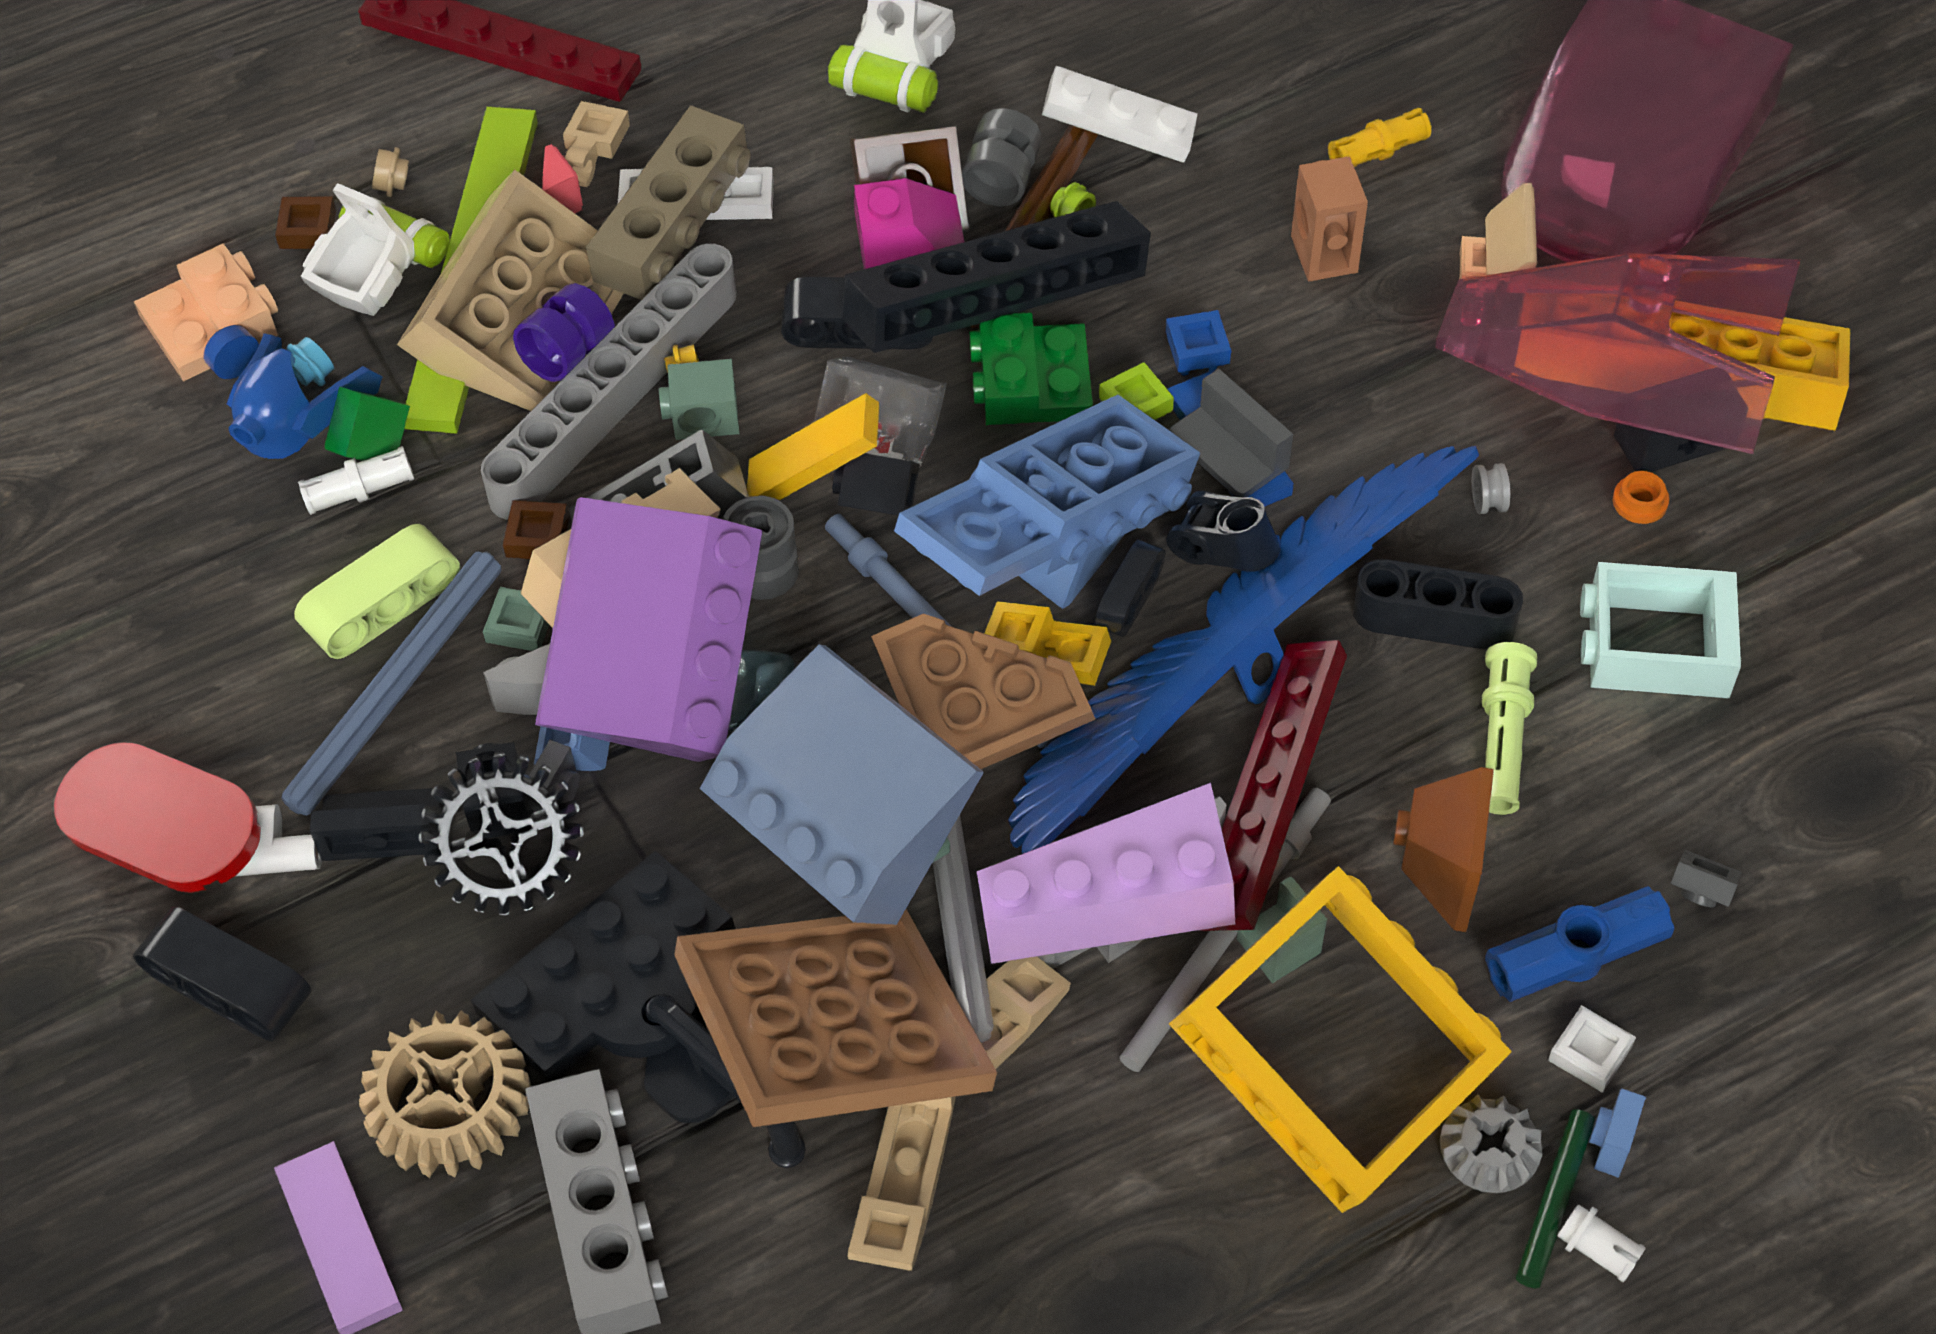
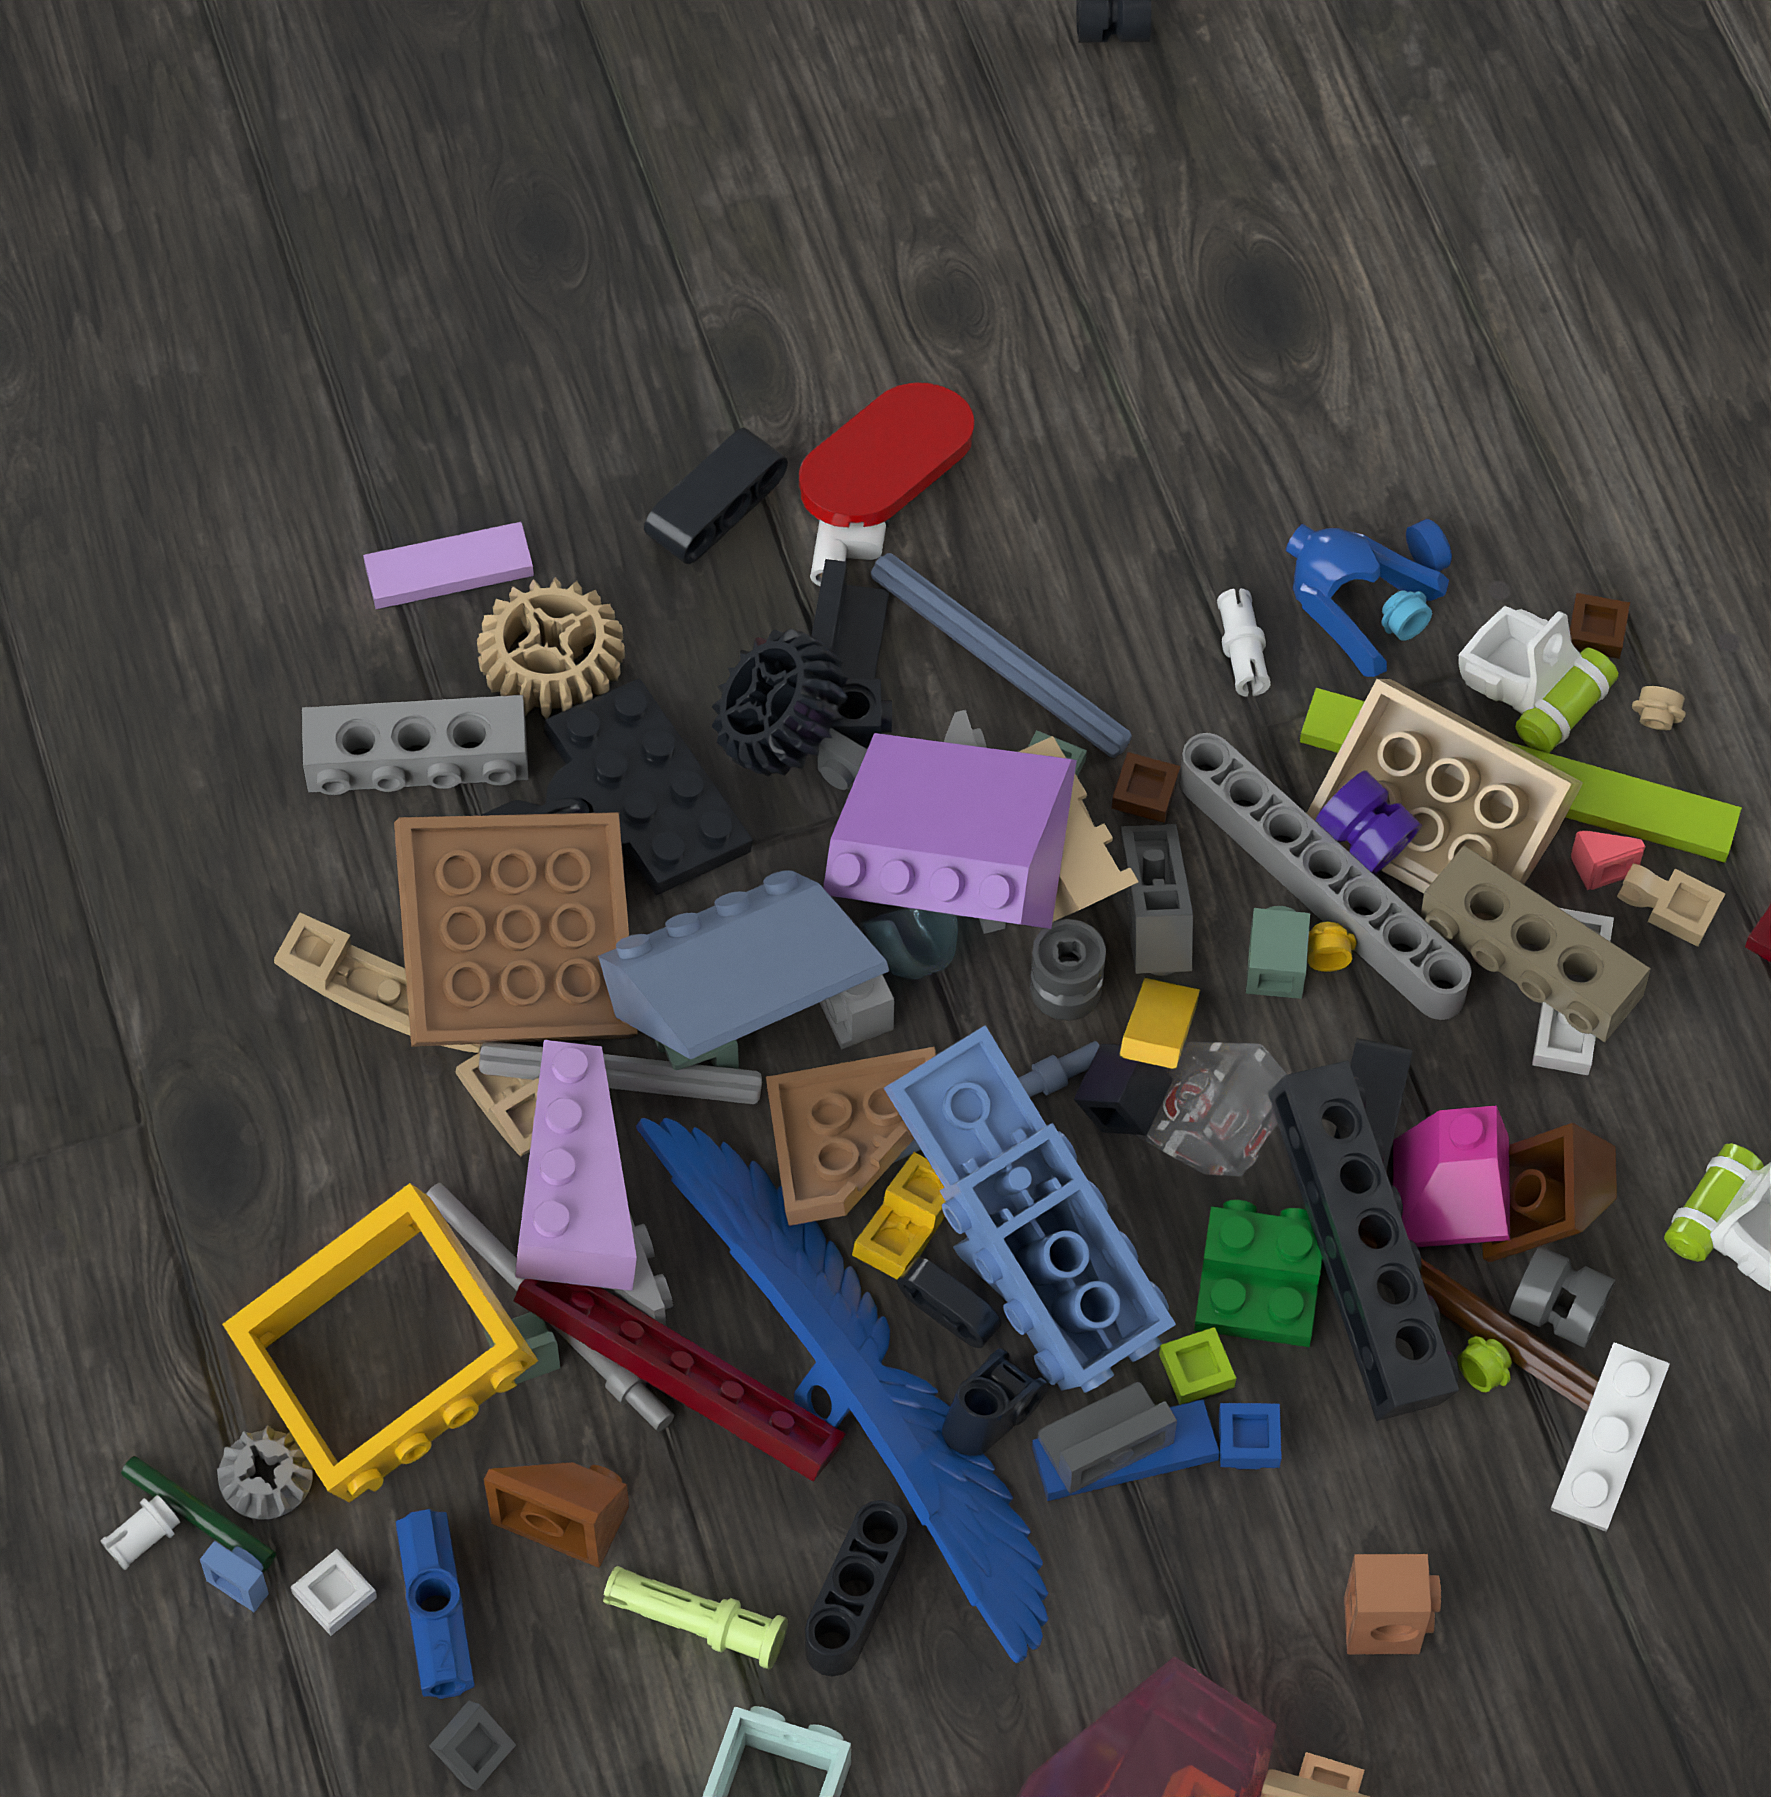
camera: 100 degrees right, 5 degrees up
(208, 297) = (1495, 534): light nougat plate -> none
(365, 425) = (1307, 654): green panel -> none
(376, 591) = (1102, 646): yellowish green beam -> none
(1382, 138) = (1534, 1723): yellow pin -> none
(1490, 488) = (995, 1688): light grey bush -> none

